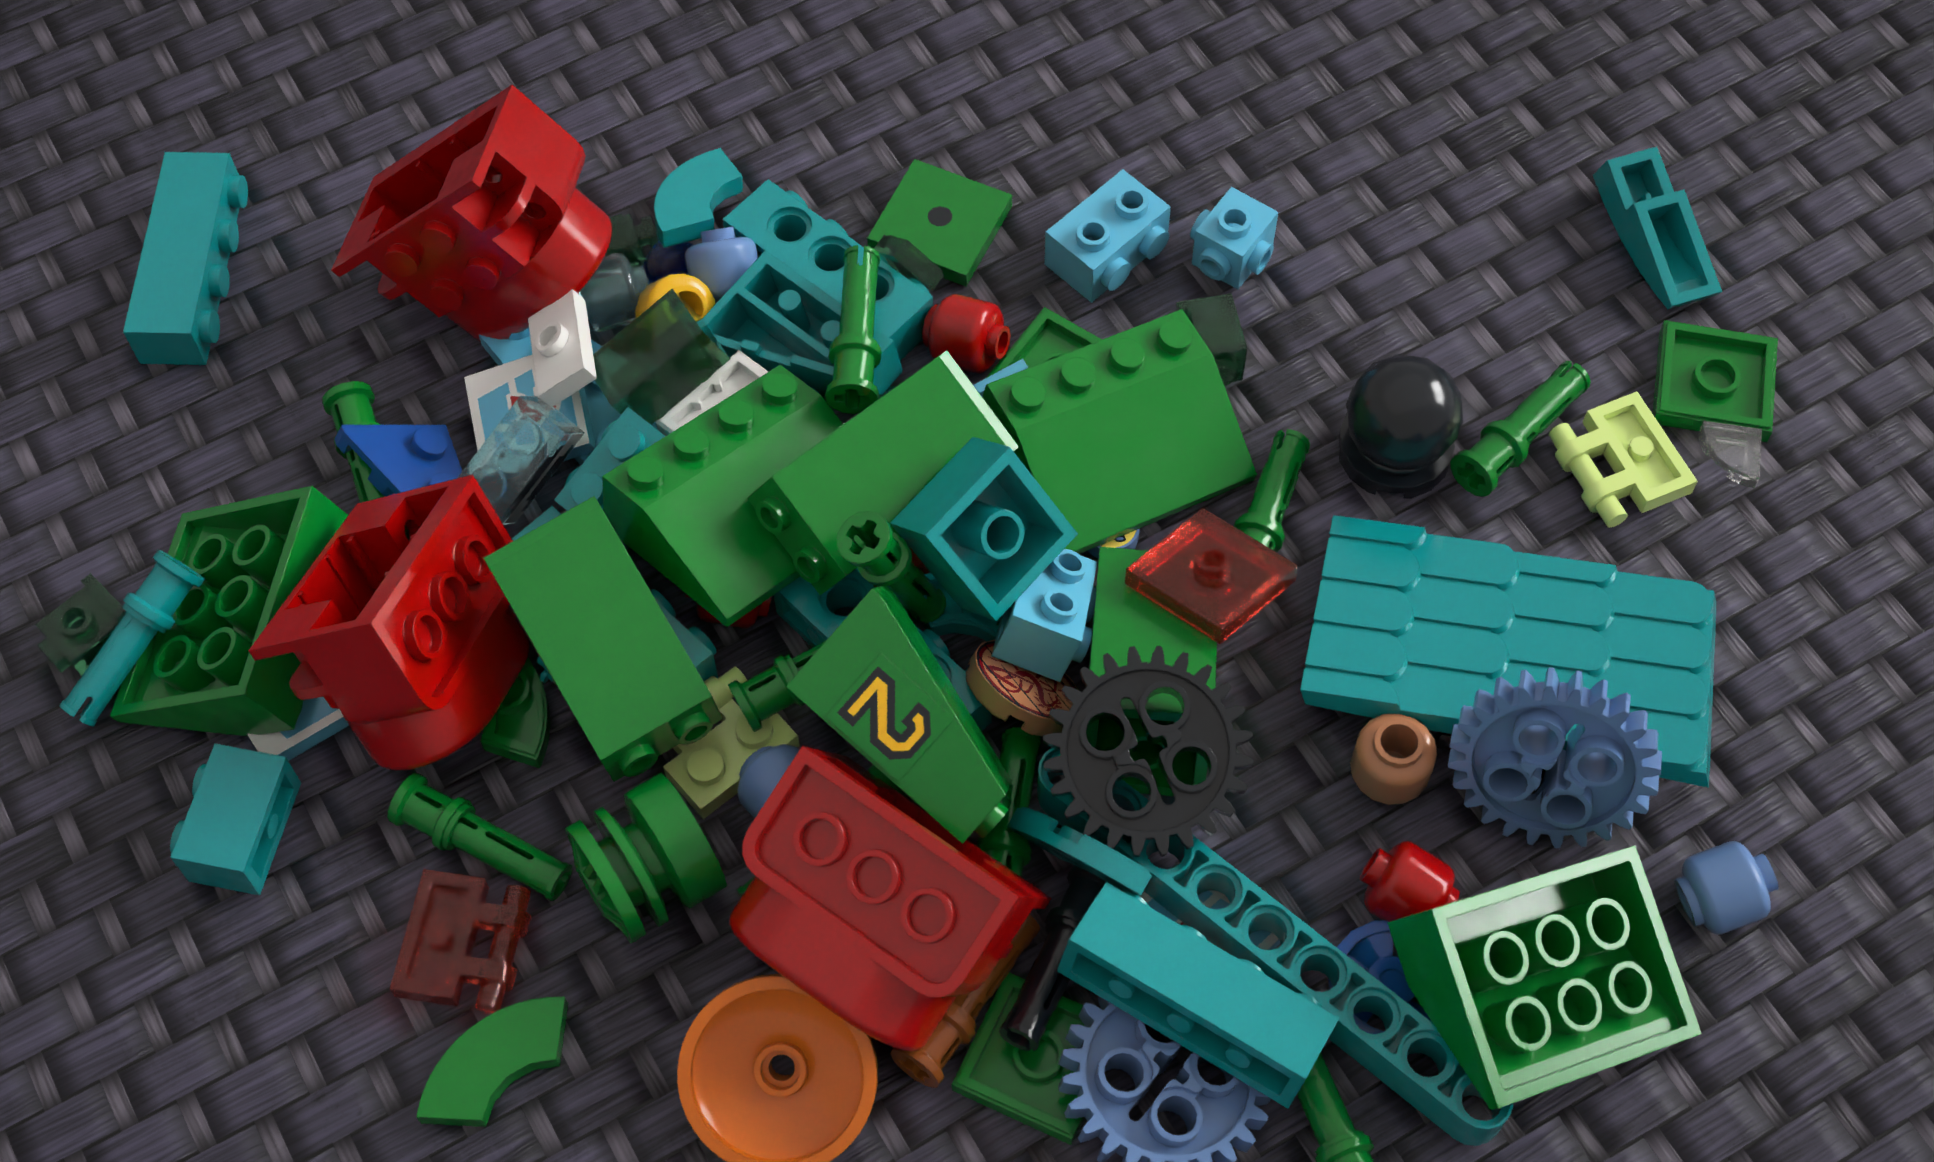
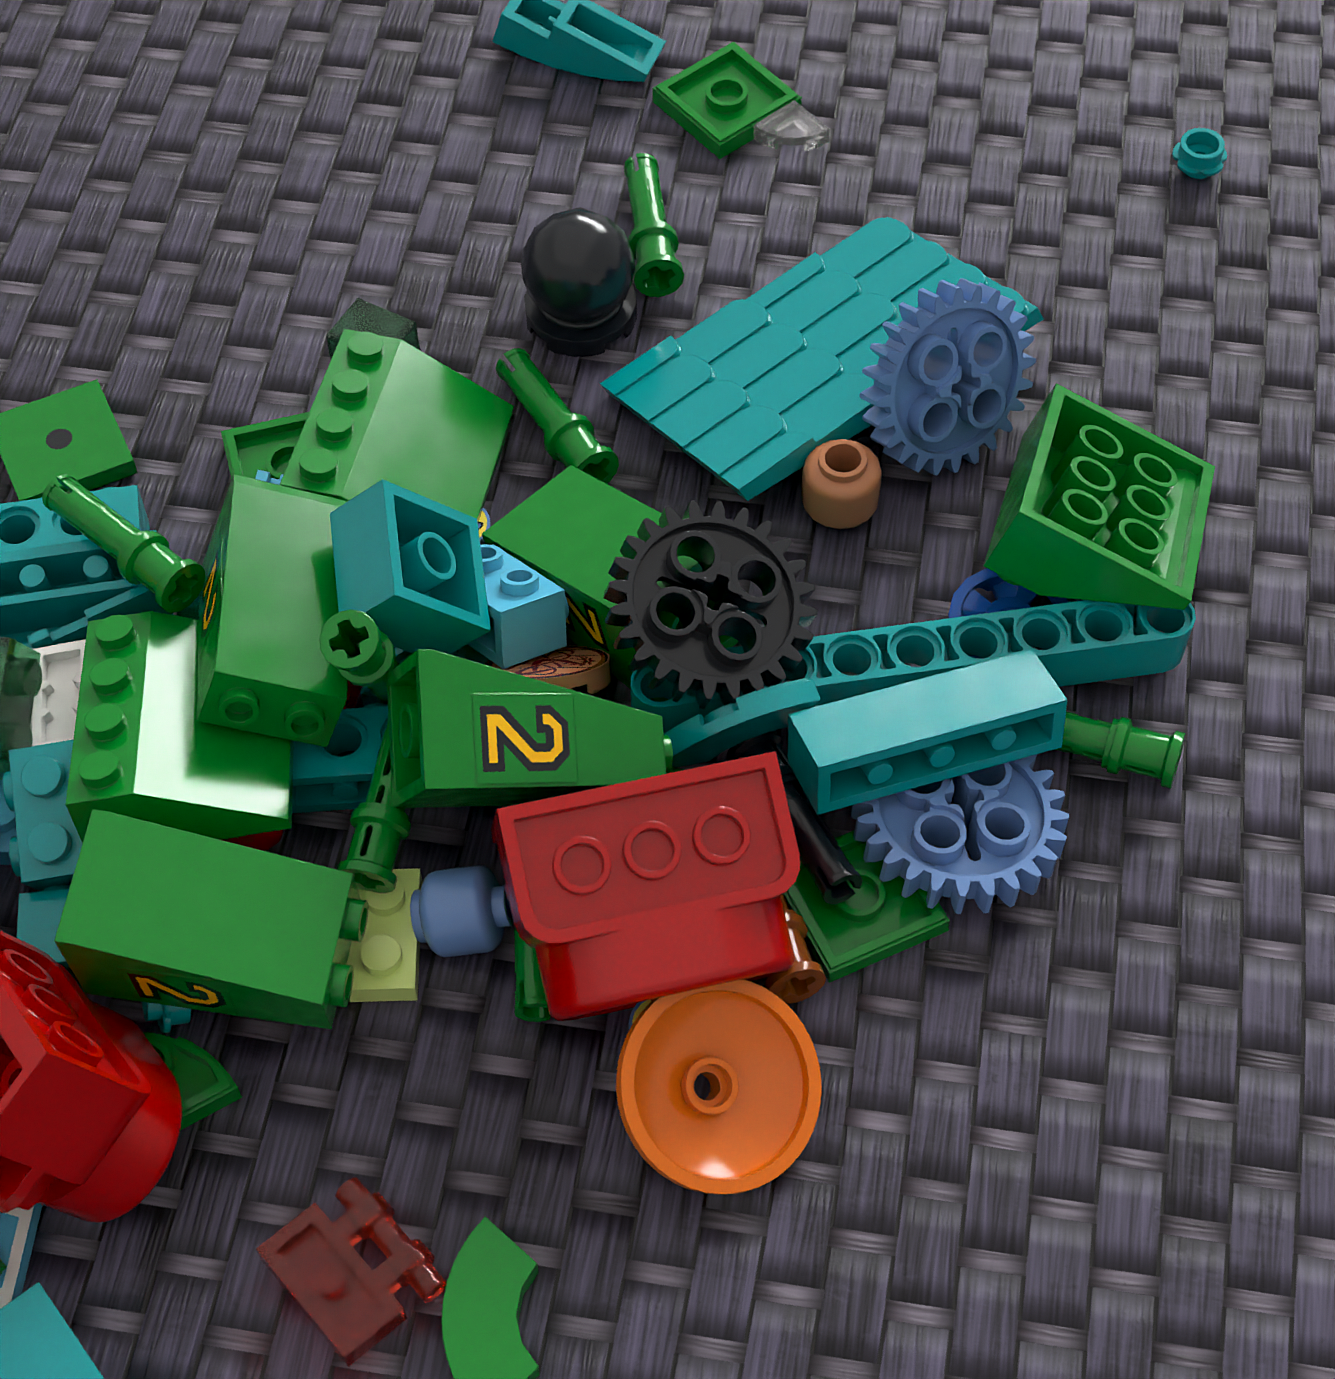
camera: 50 degrees left, 5 degrees down
(455, 825) = (235, 1196): green pin -> none
(646, 857) = (430, 1048): green wheel -> none
(909, 260) = (87, 473): clear green tile -> none
(968, 330) = (186, 494): red head -> none
(1107, 236) = (210, 344): medium azure brick -> none
(1211, 575) = (588, 474): clear red plate -> none
(1234, 238) = (307, 267): medium azure brick -> none
(1406, 882) = (947, 551): red head -> none
(1636, 450) = (740, 177): yellowish green plate -> none
(1726, 887) = (1121, 370): medium blue head -> none

